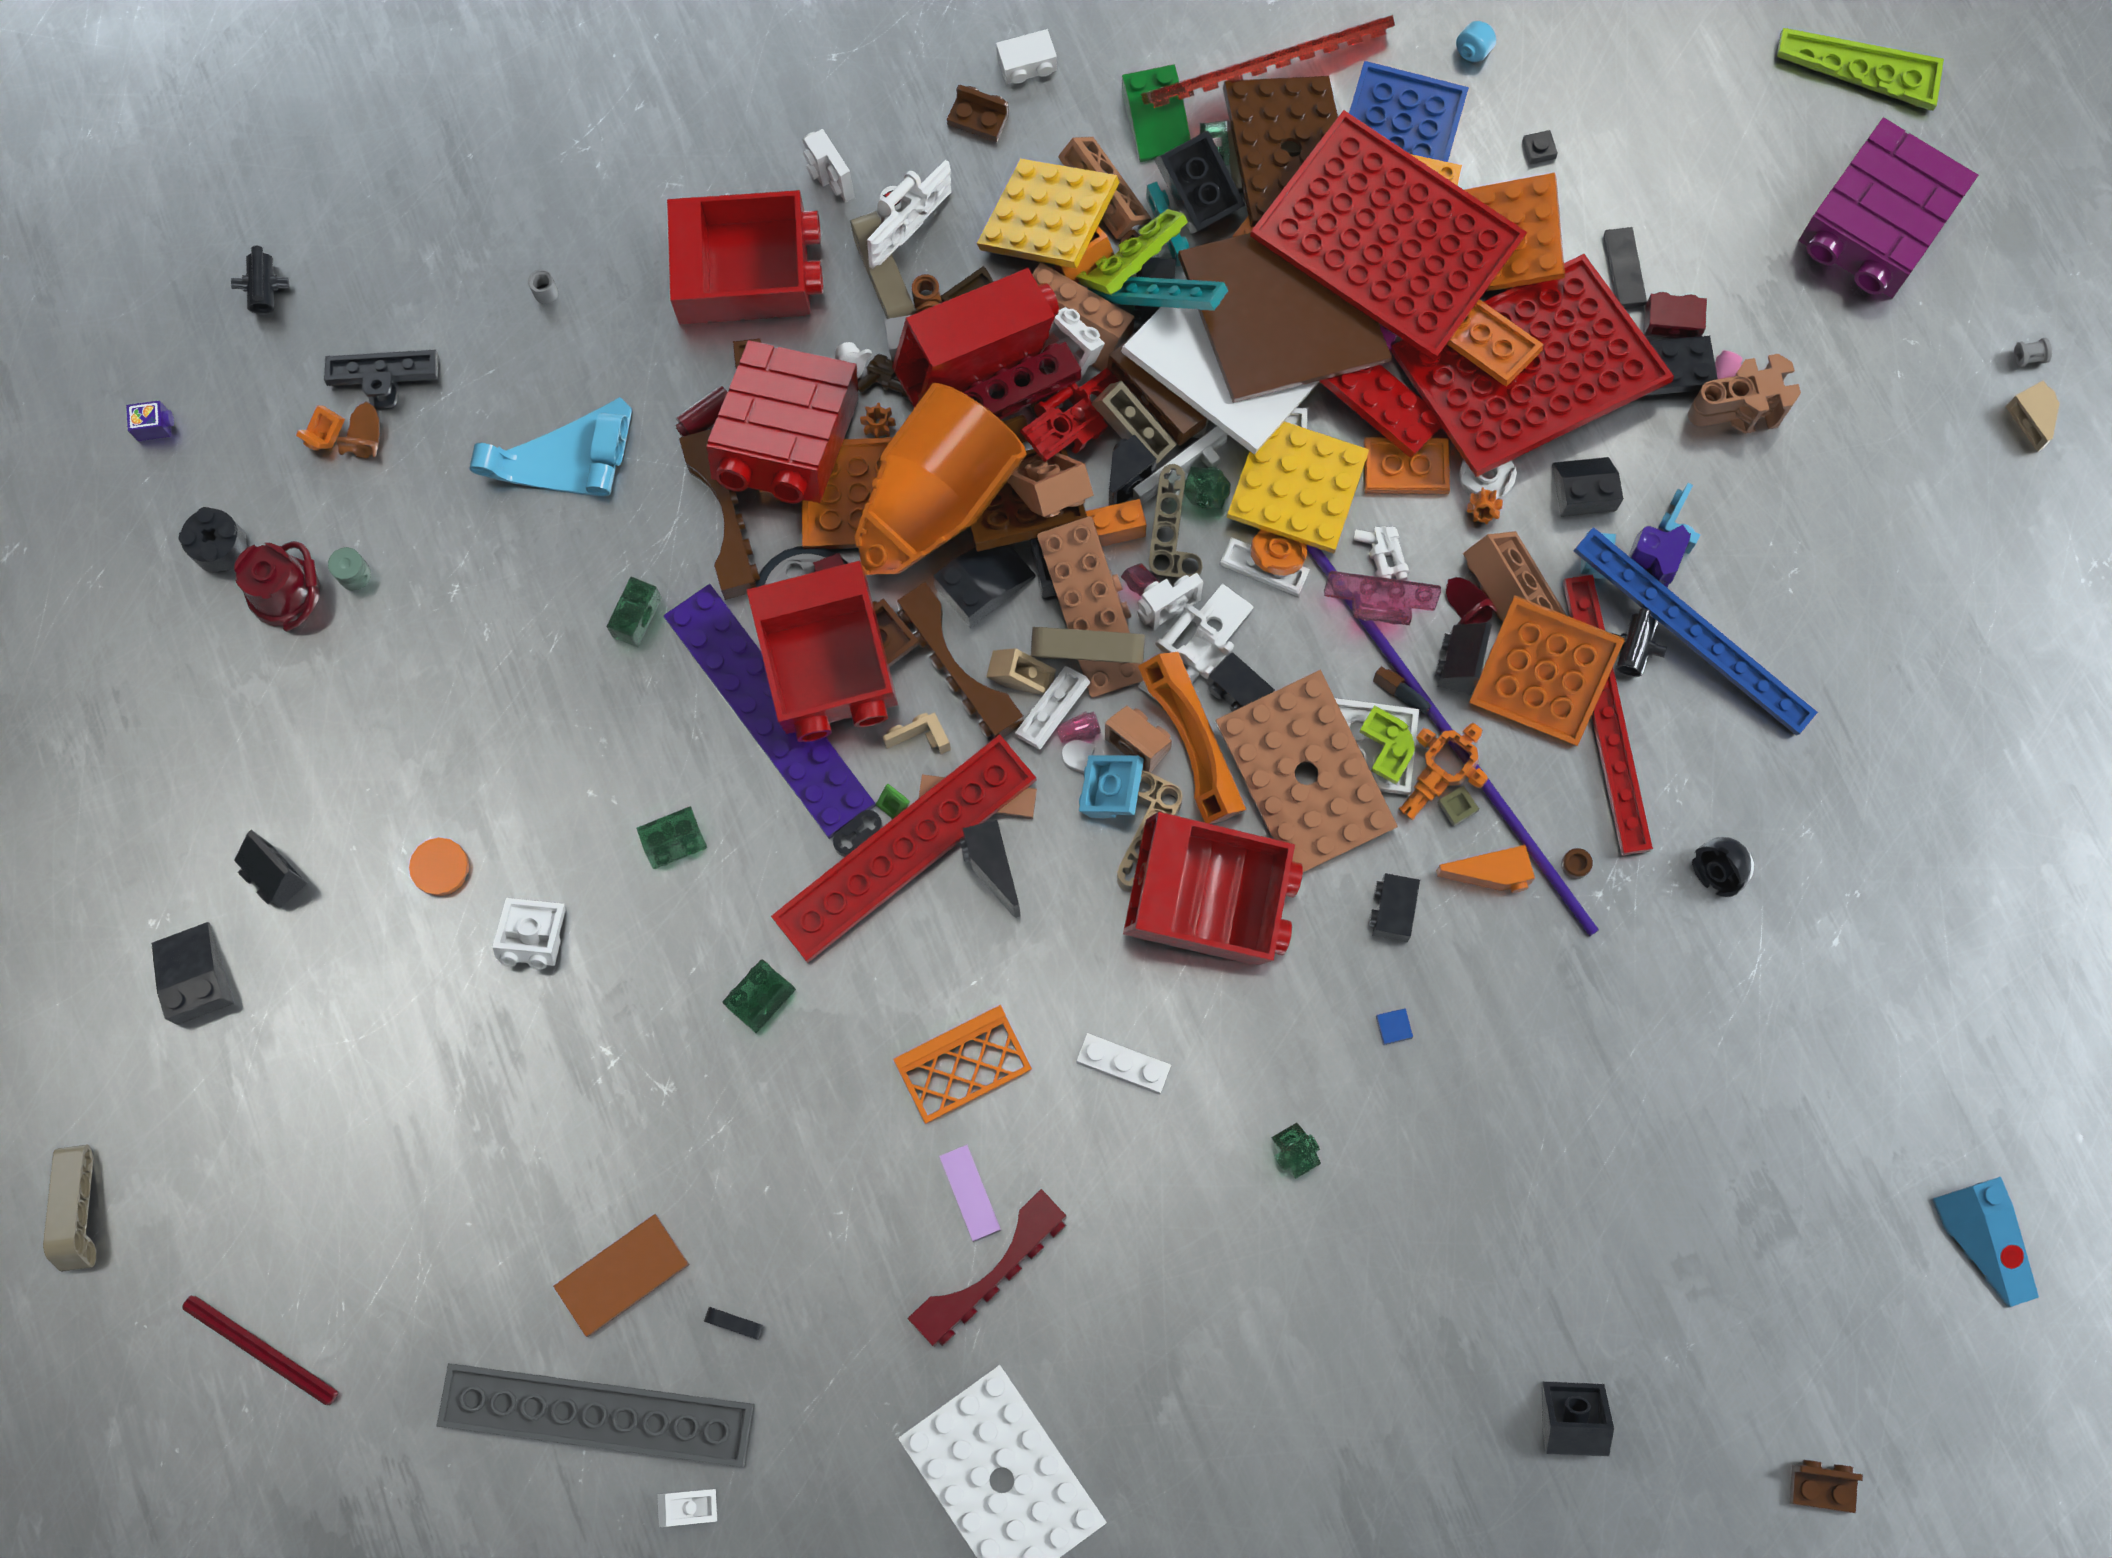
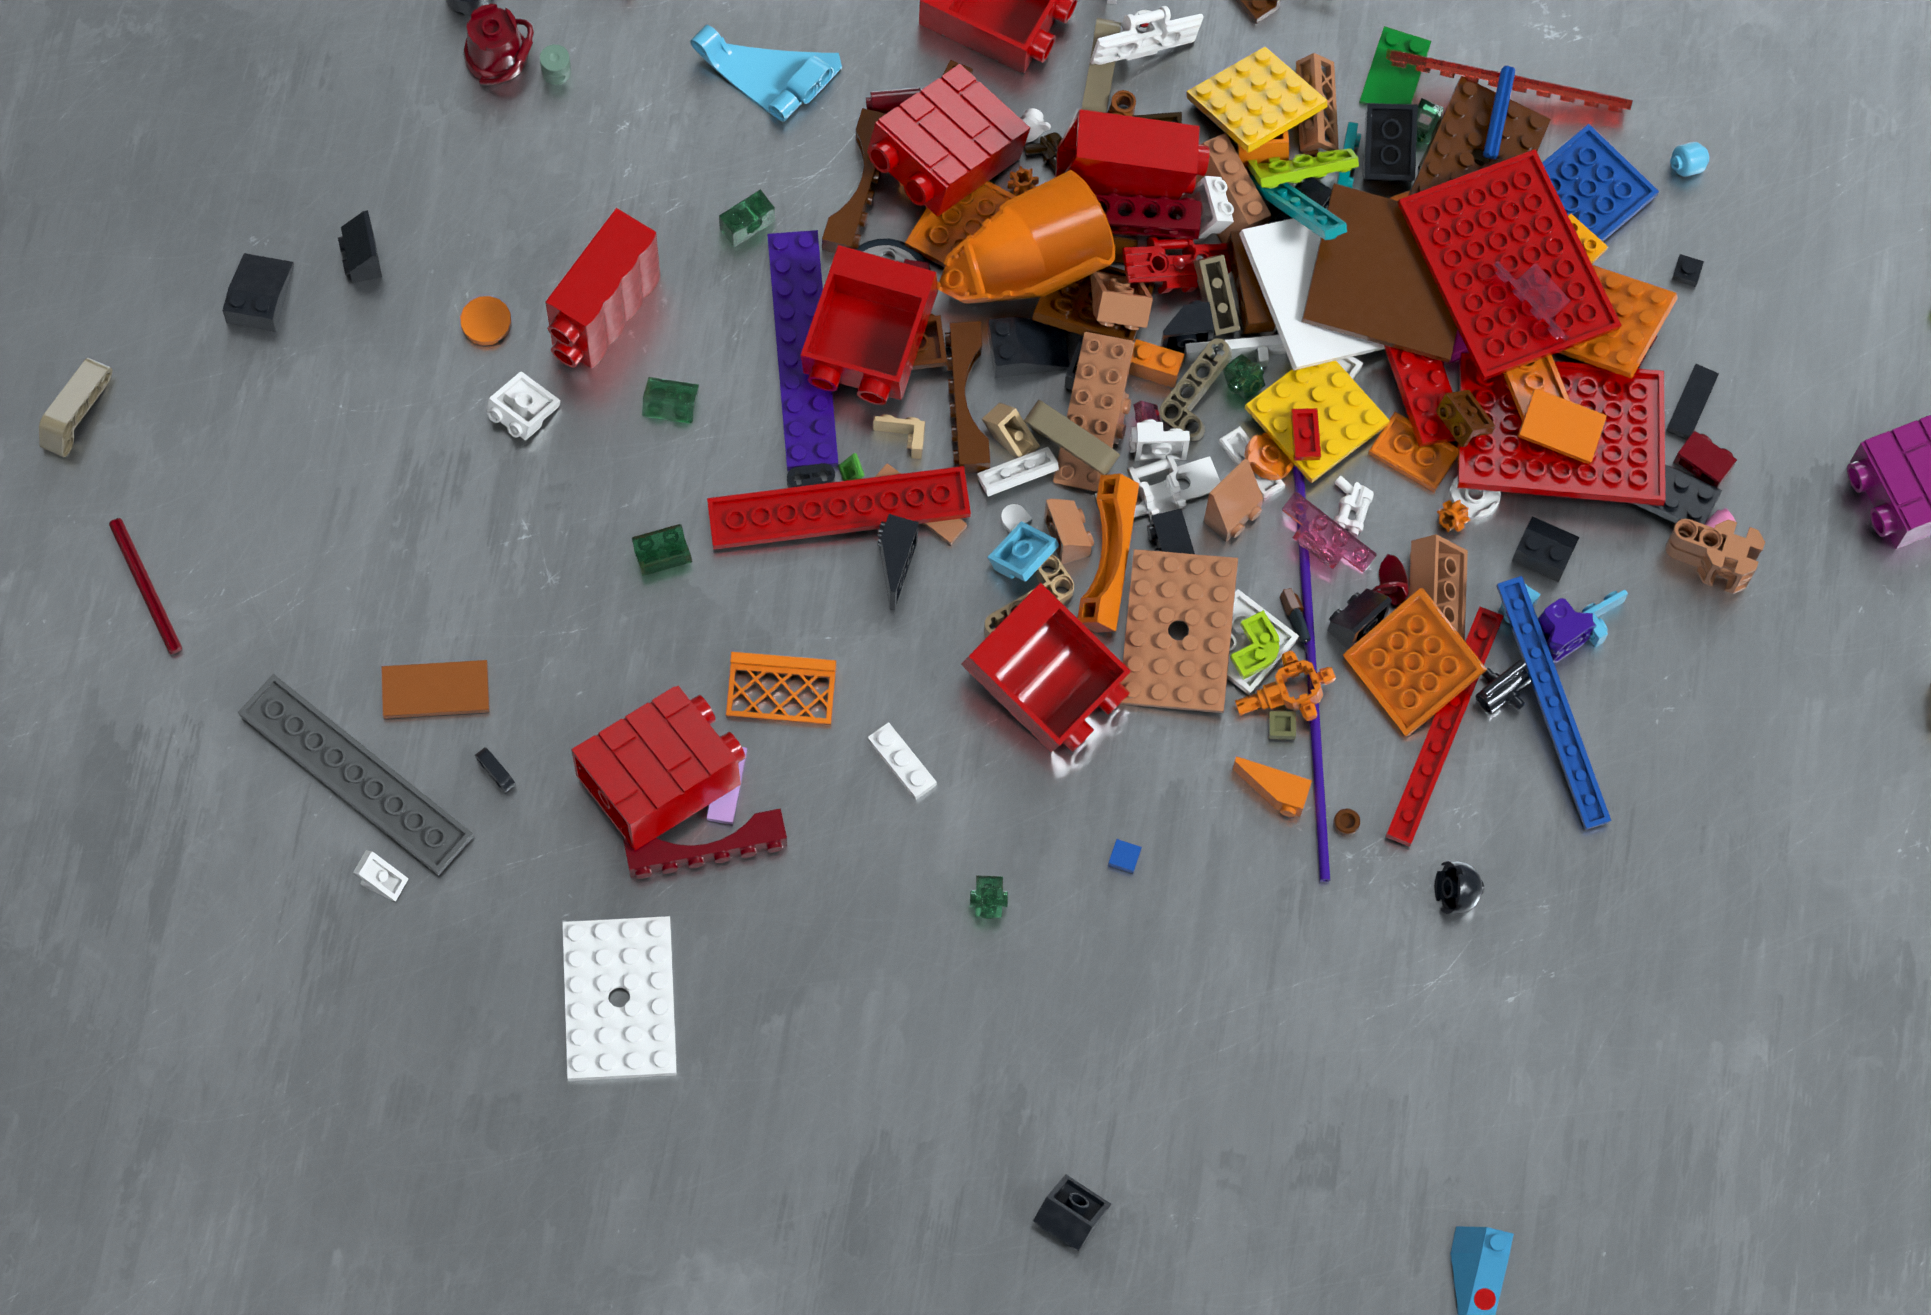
camera: 25 degrees right, 5 degrees down
(539, 771) = (602, 290): none -> red brick
(897, 1222) = (658, 765): none -> red brick
(1080, 727) = (1029, 498): clear pink cone -> none
(1280, 617) = (1234, 502): none -> nougat slope
(1284, 94) = (1499, 112): none -> blue axle
(1305, 510) = (1305, 434): none -> red plate
(1395, 907) = (1182, 769): black brick -> none
(1440, 244) = (1540, 292): none -> clear pink bracket
(1440, 405) = (1464, 416): none -> reddish brown bracket
(1537, 360) = (1562, 426): none -> orange tile

